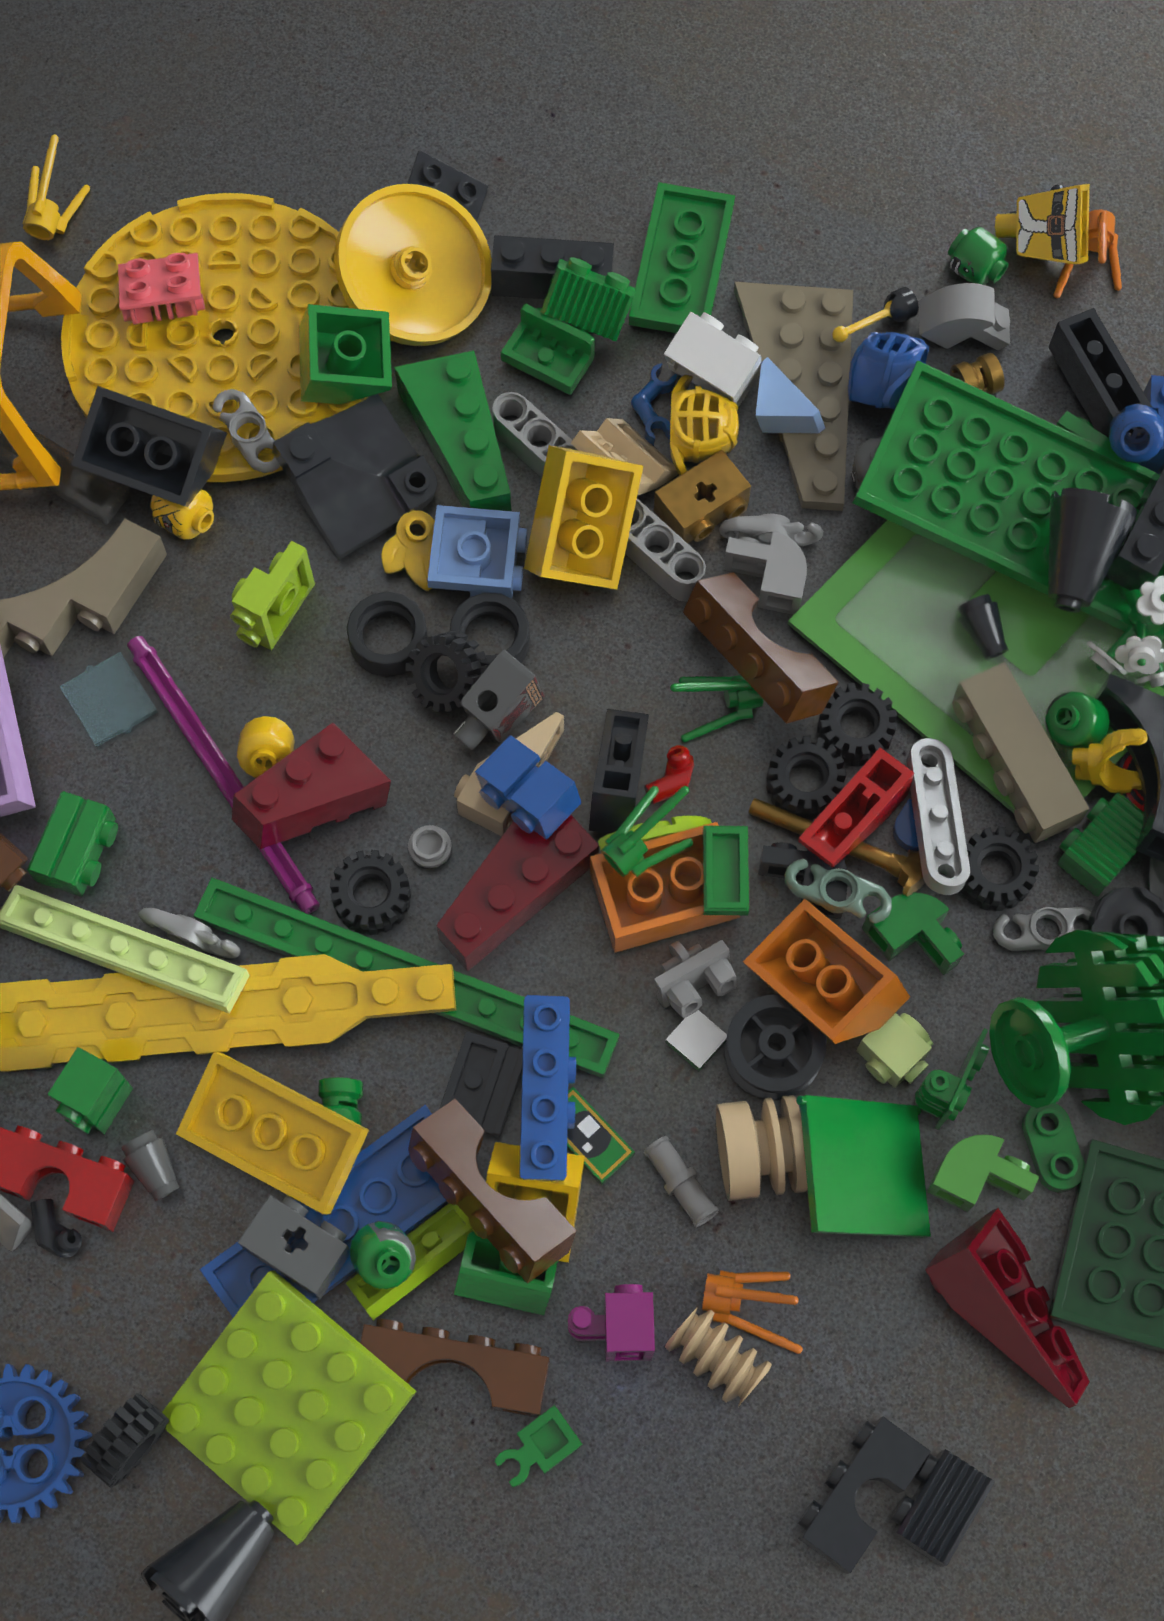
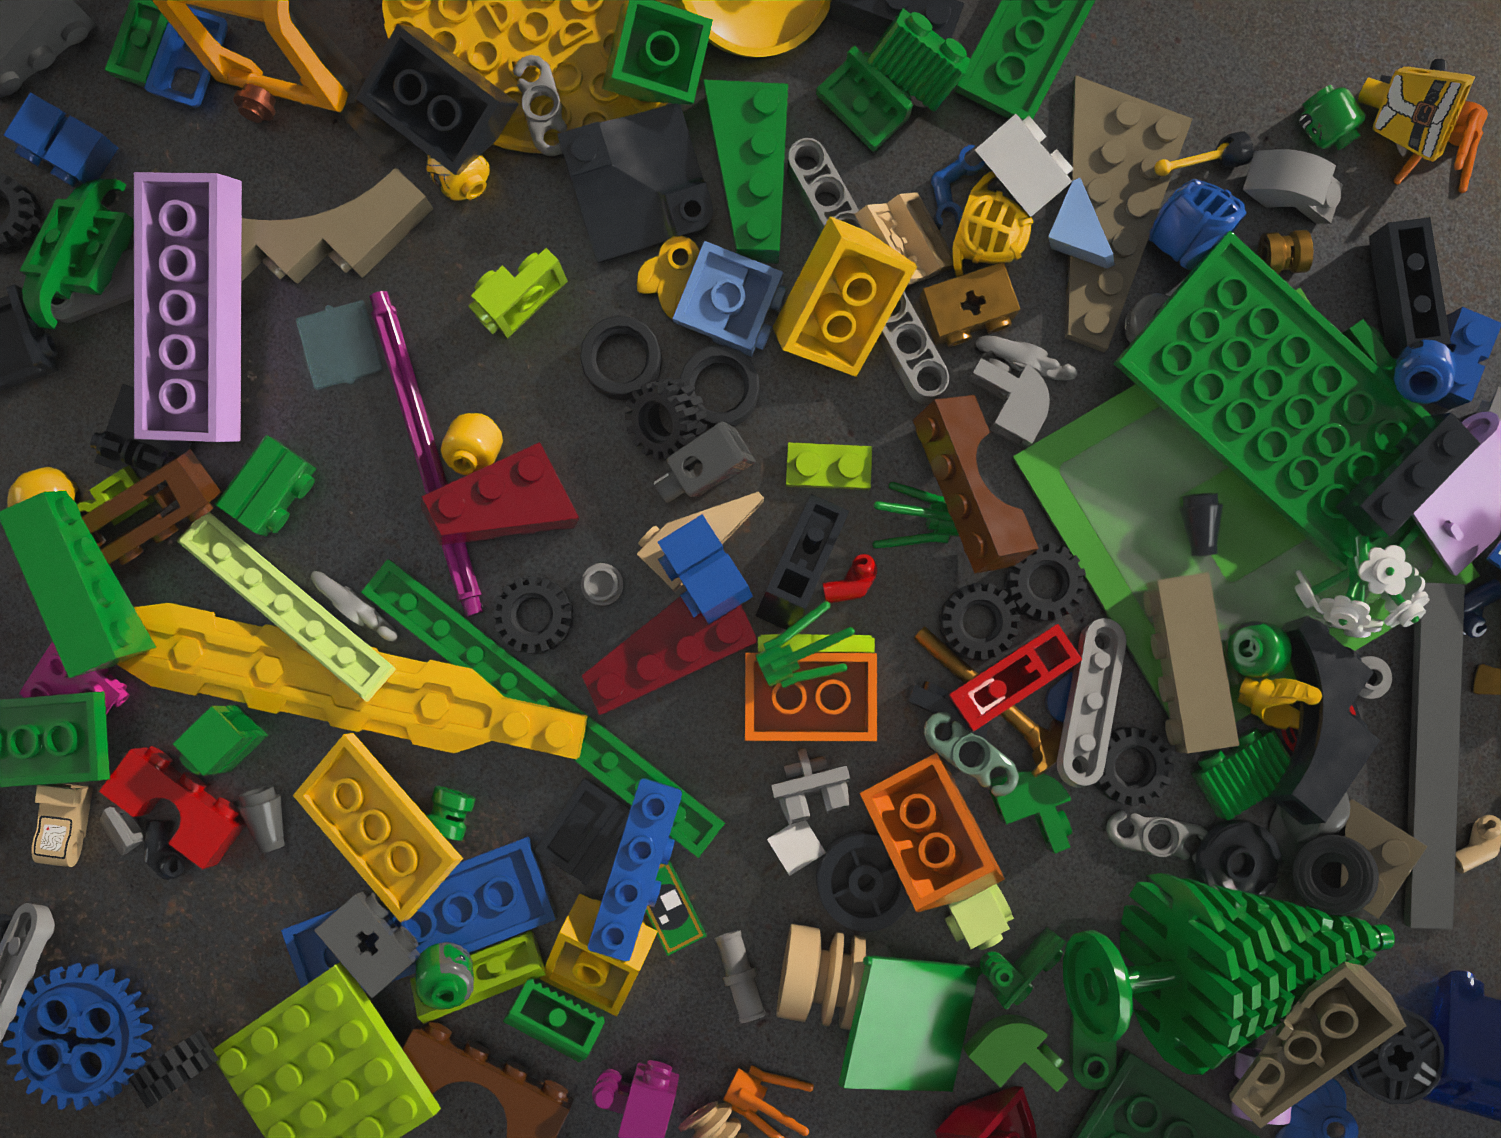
camera: 15 degrees right, 15 degrees up
(525, 1232) = (577, 1001): arch -> none
(616, 679) = (829, 466): none -> lime plate
(725, 870) = (869, 706): green tile -> none
(1083, 544) = (1328, 481): black cone -> none

